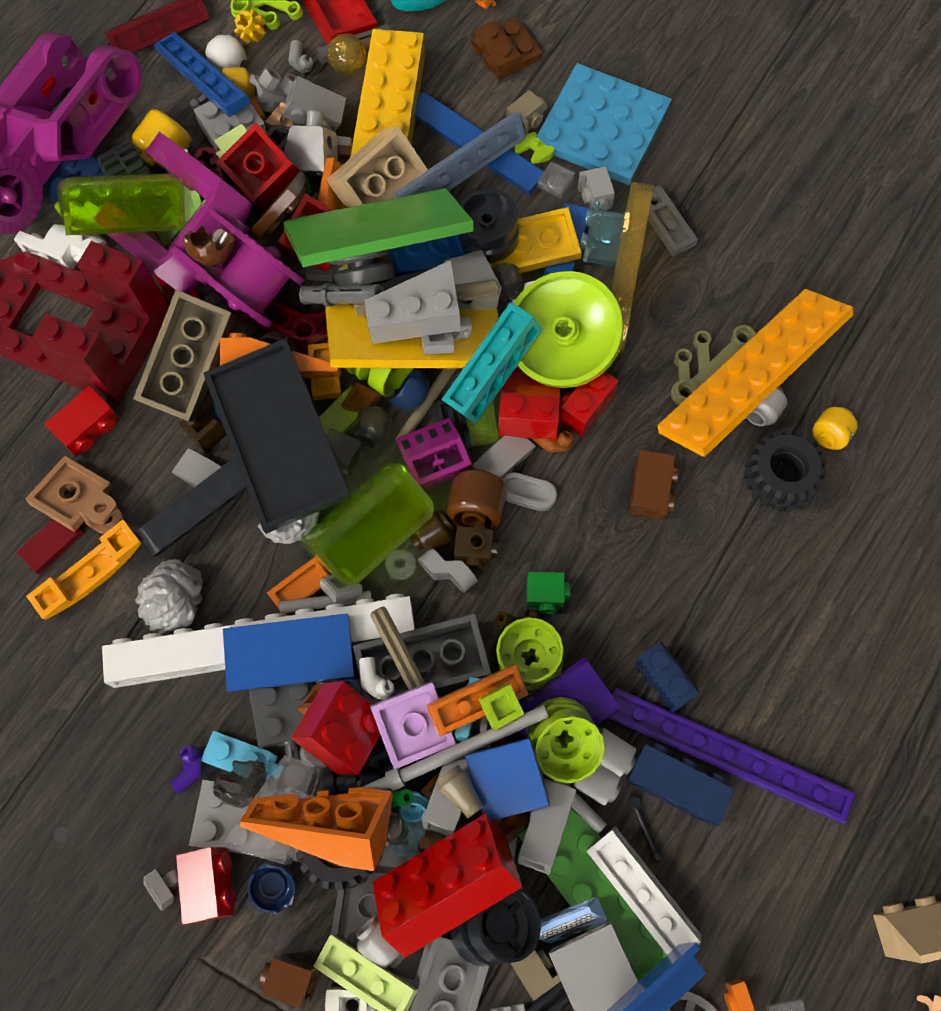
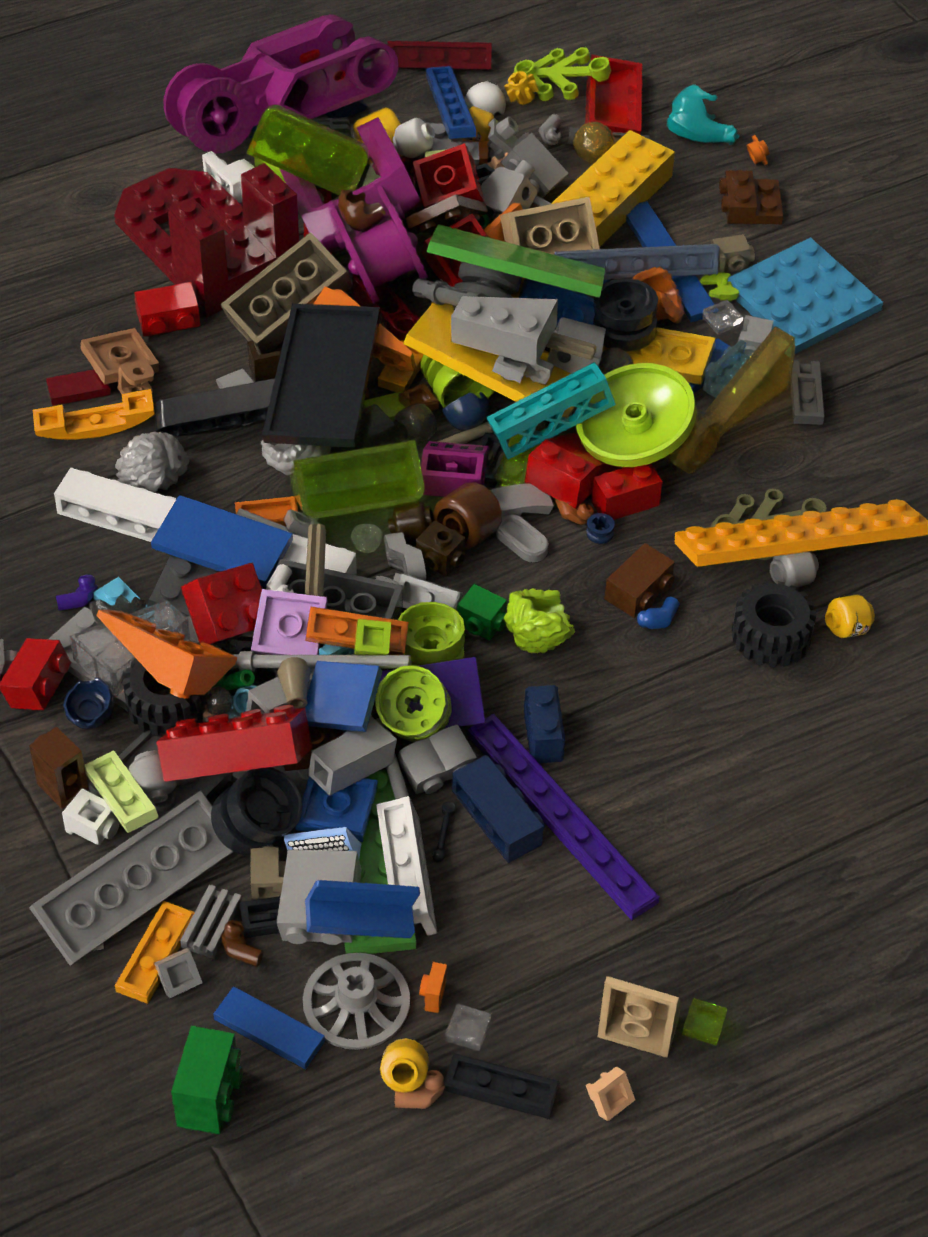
camera: 25 degrees right, 20 degrees down
(196, 131) = (413, 138): none -> white head
(483, 601) = (419, 590): none -> light grey hinge
(493, 177) = (668, 295): none -> orange hair
(568, 879) = (345, 808): none -> blue plate
(591, 440) = (600, 520): none -> dark blue bush
(601, 576) = (537, 620): none -> lime hair
(687, 510) = (659, 617): none -> blue arm

